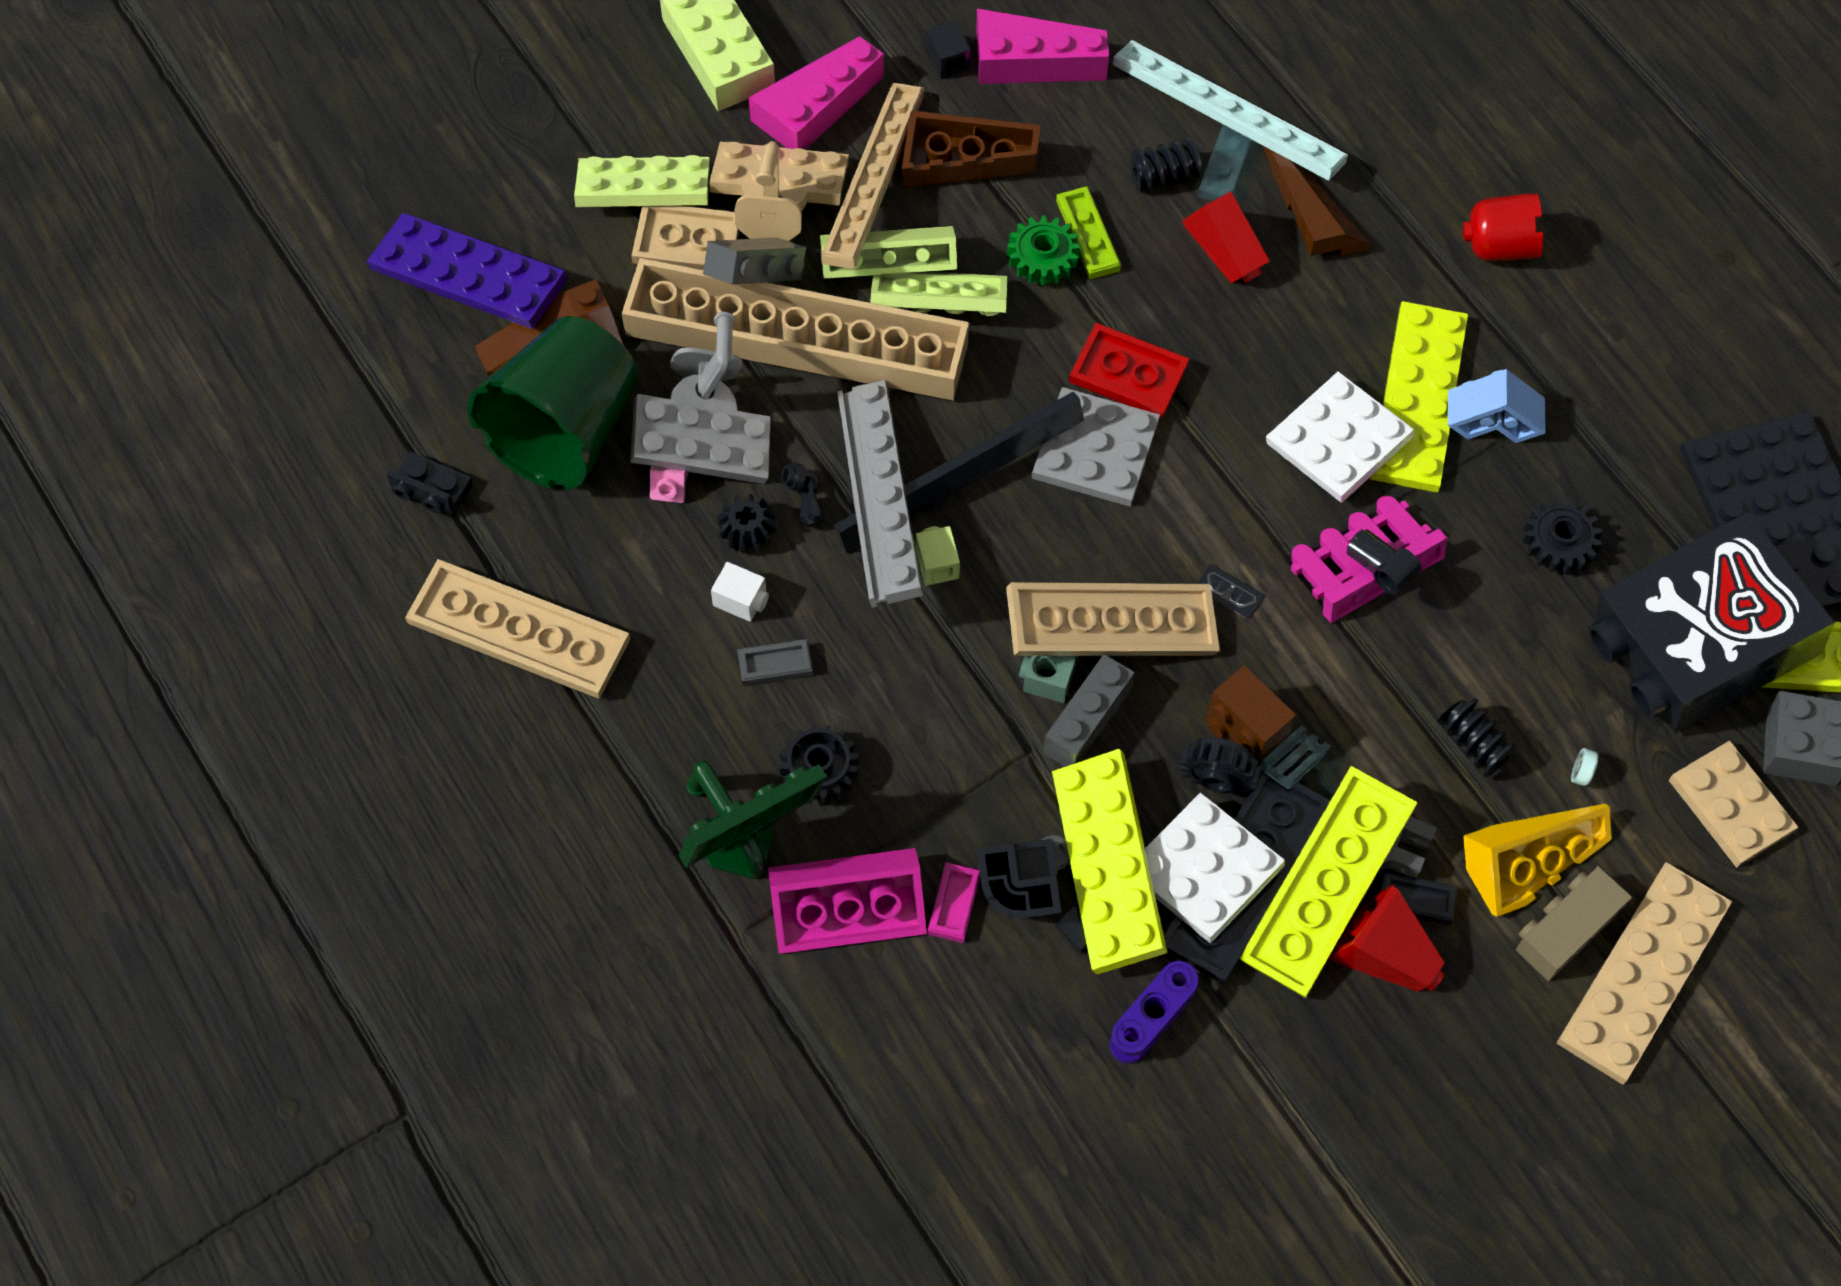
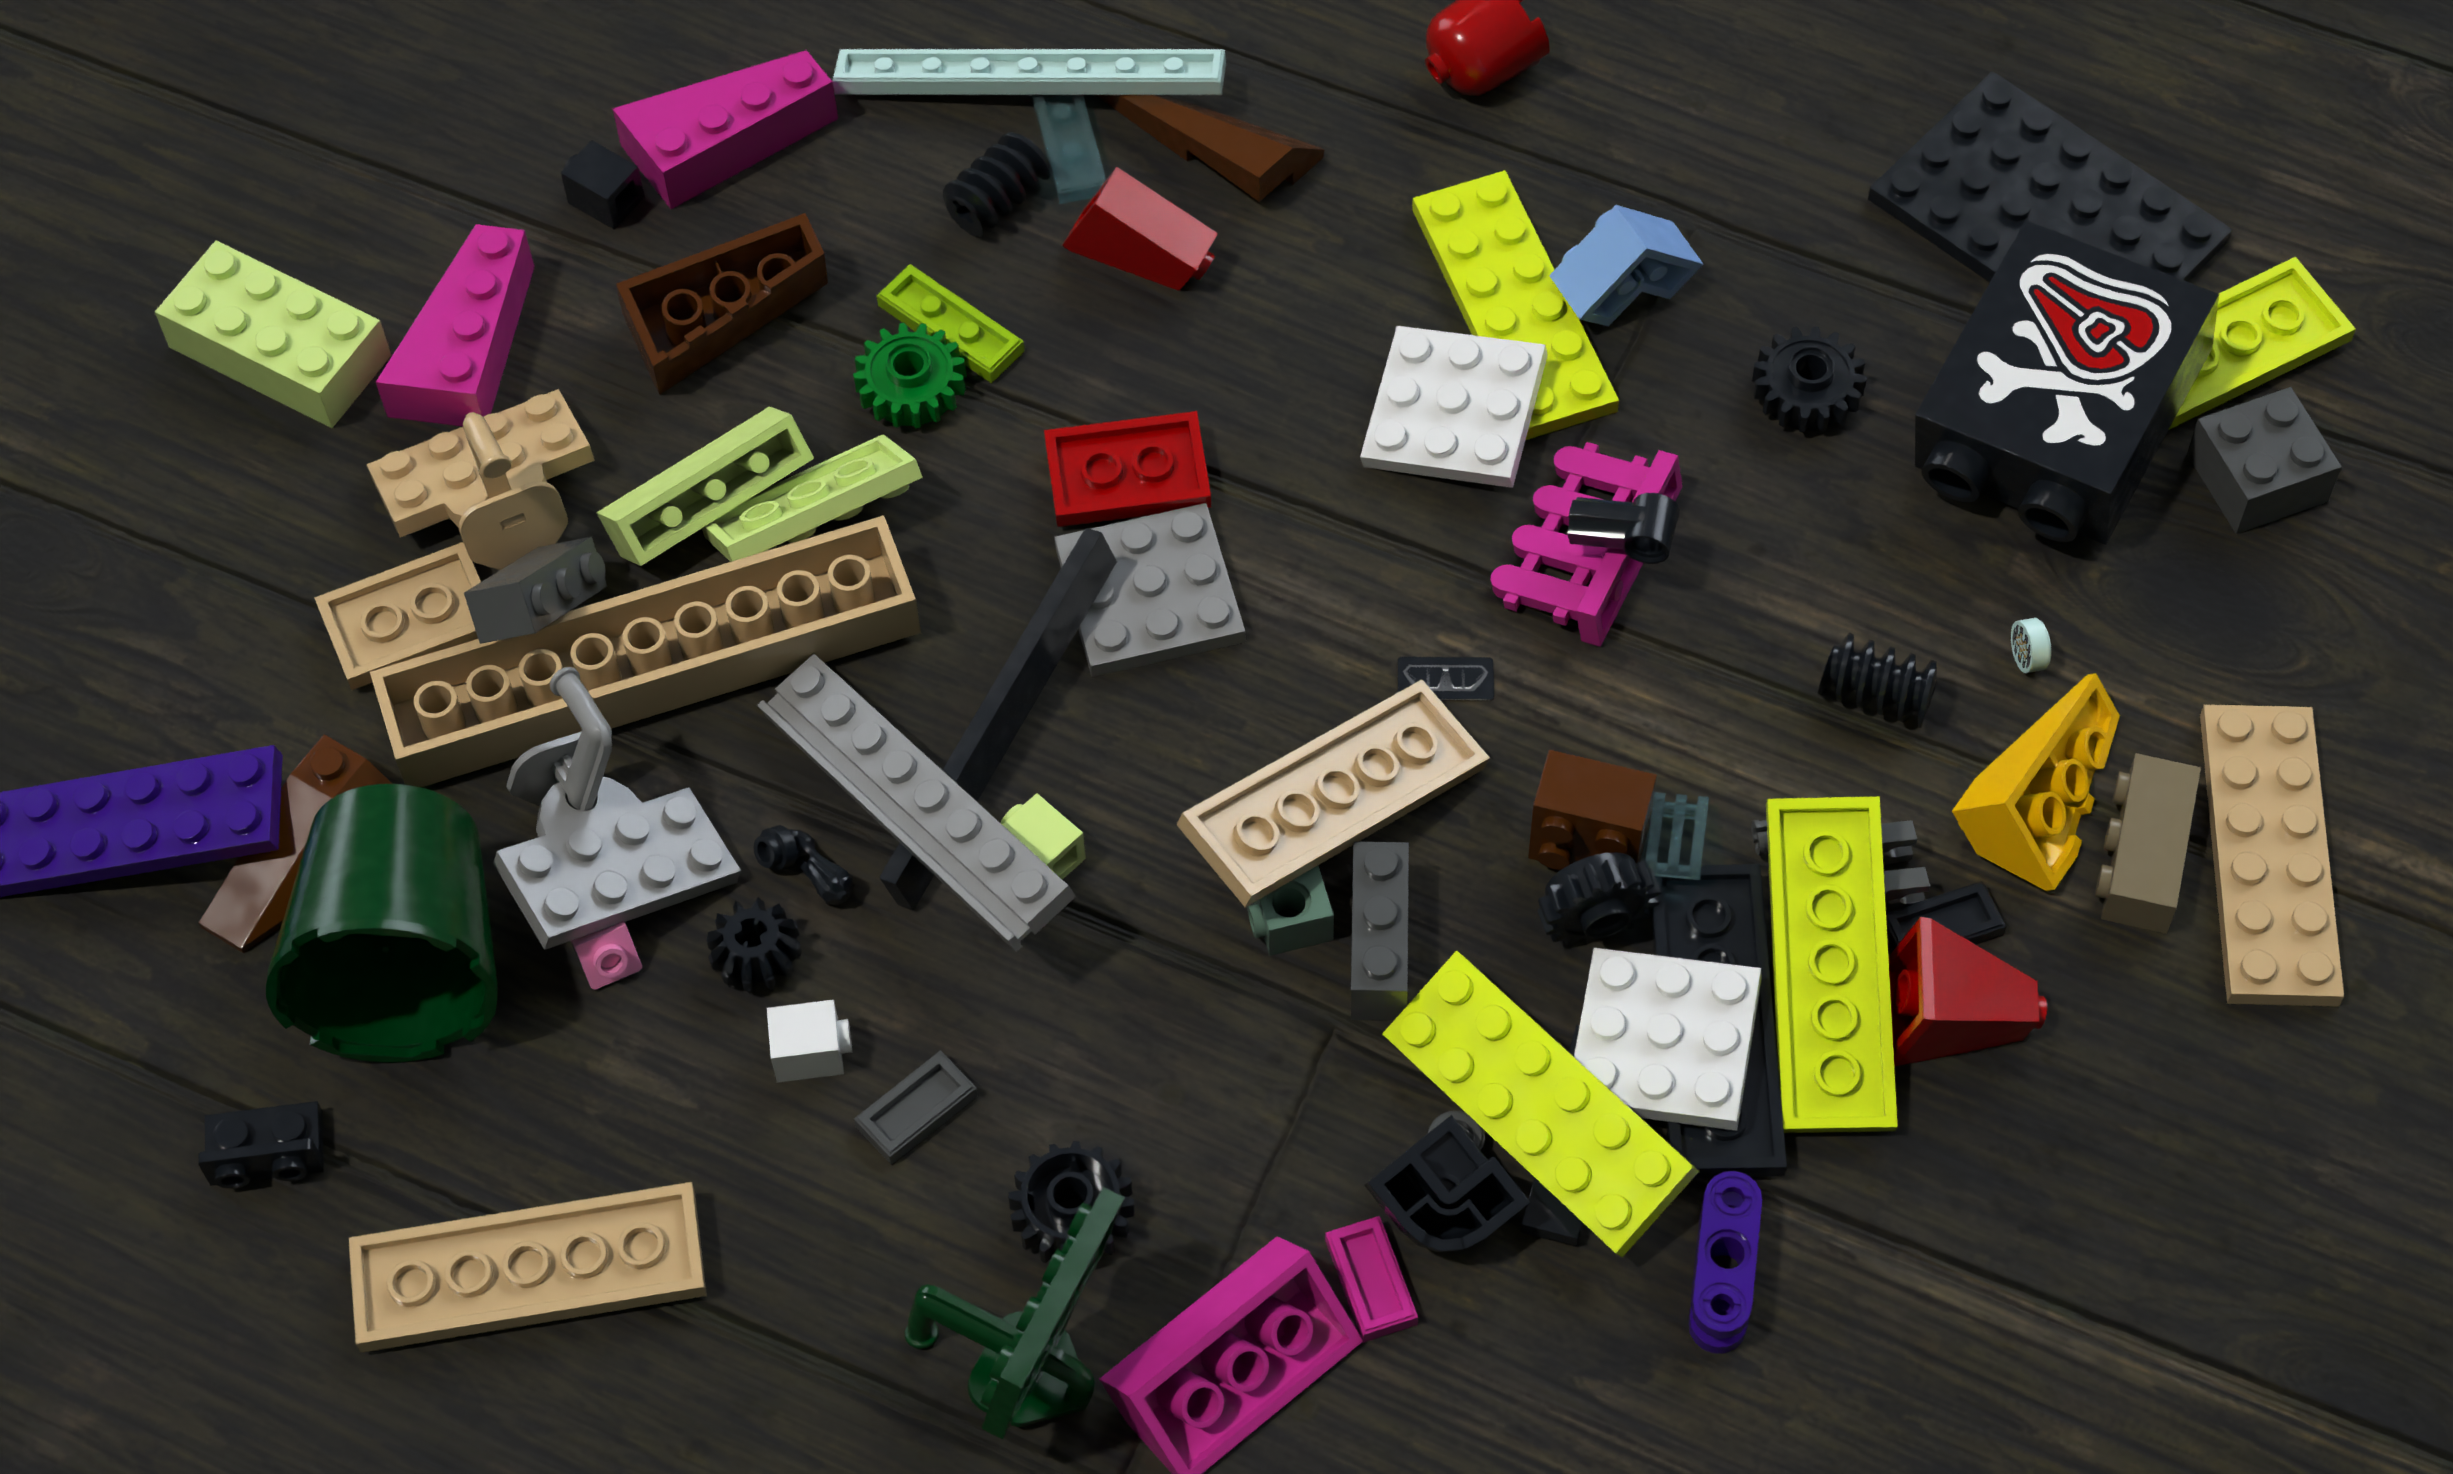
camera: 30 degrees left, 5 degrees down
(642, 181) = (294, 573): yellowish green plate -> none
(872, 177) = (619, 398): tan tile -> none
(1733, 803) = (2229, 590): tan plate -> none

